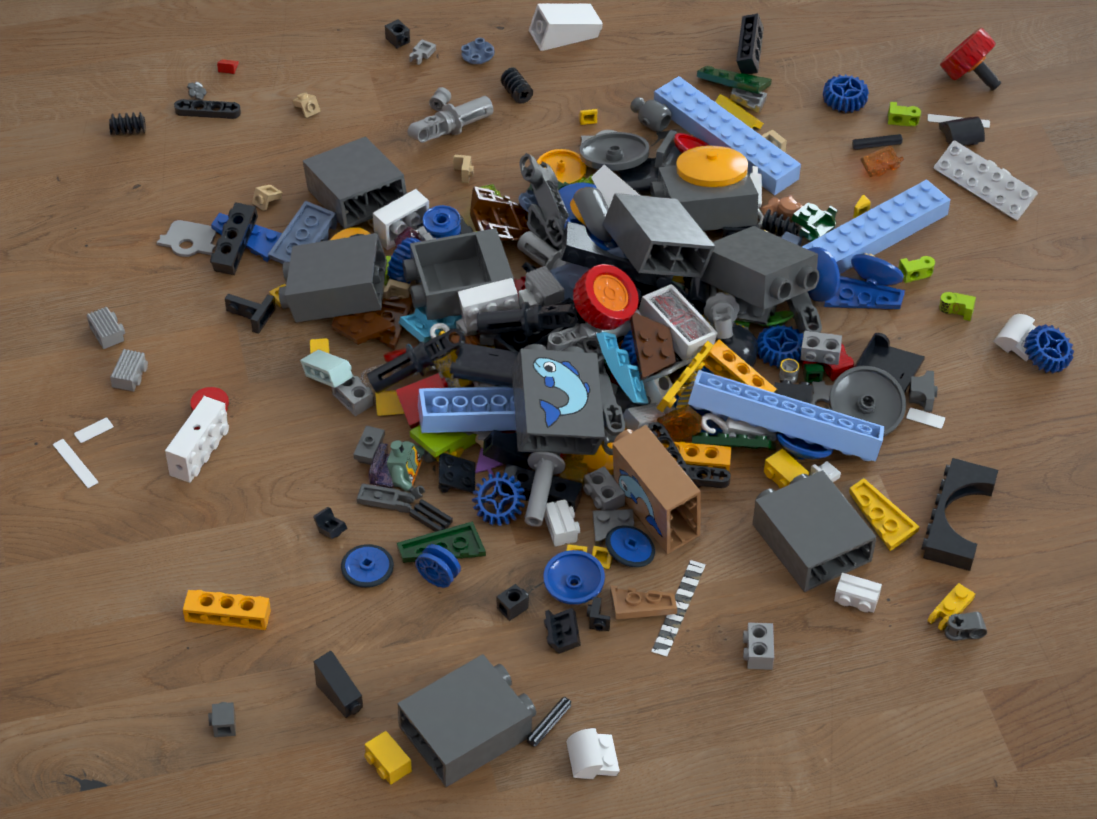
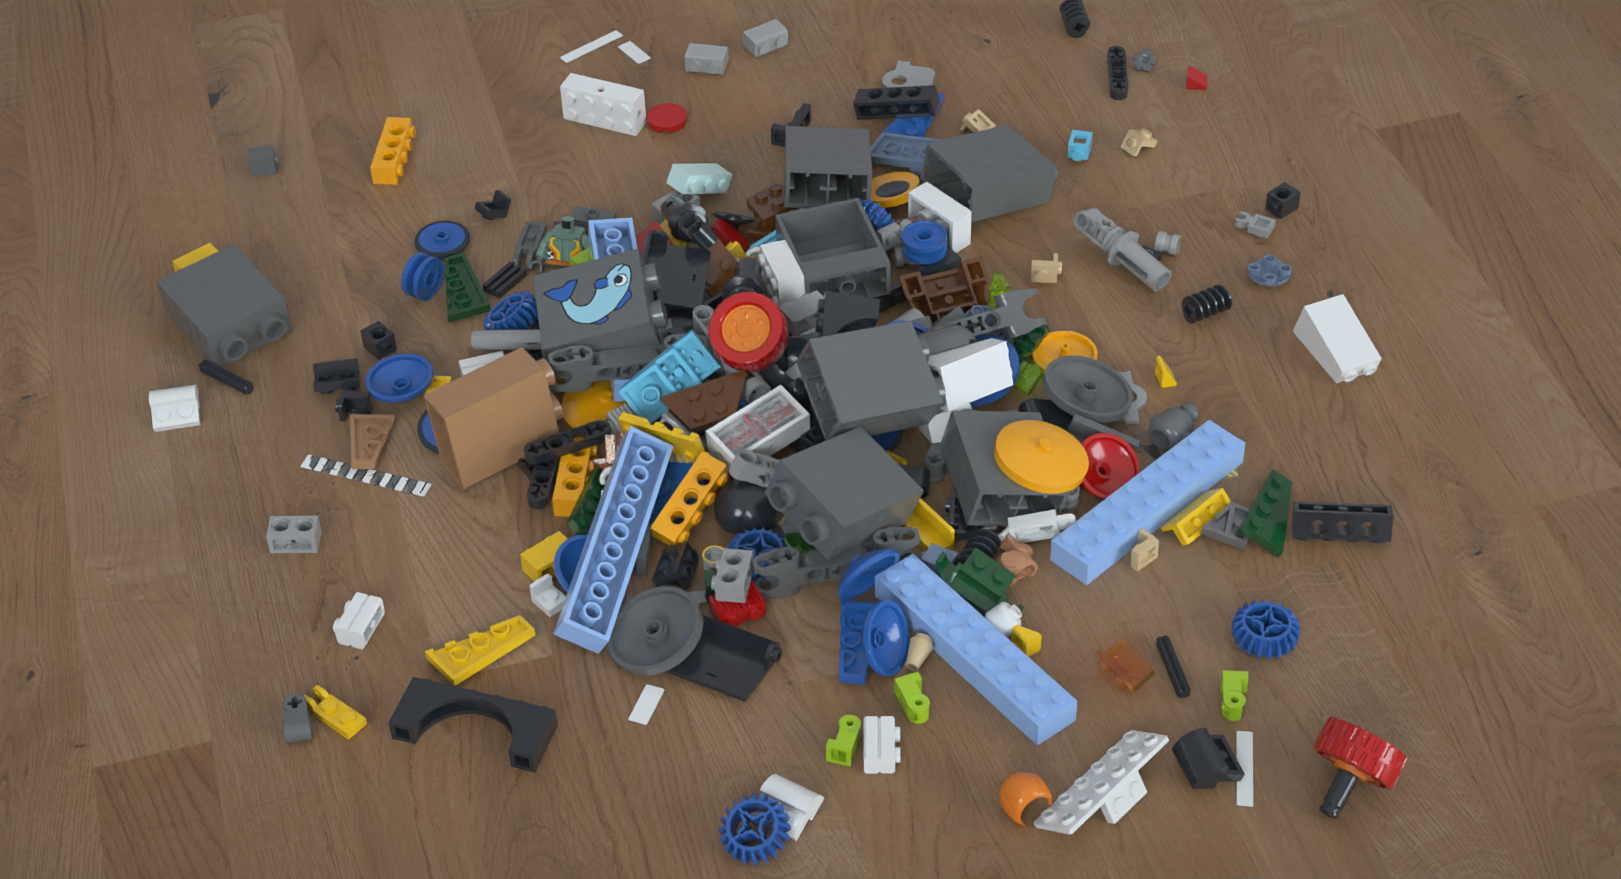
camera: 90 degrees right, 5 degrees down
(309, 135) = (1080, 151): none -> medium azure brick
(319, 344) = (741, 184): yellow slope -> none
(337, 684) = (285, 222): black slope -> none
(372, 353) = (733, 219): none -> black dish
(813, 530) = (448, 572): dark grey brick -> none
(845, 213) = (1004, 617): none -> white head
(923, 391) = (683, 695): dark grey brick -> none
(965, 284) = (879, 744): none -> white brick
(1004, 216) = (1020, 790): none -> orange piece

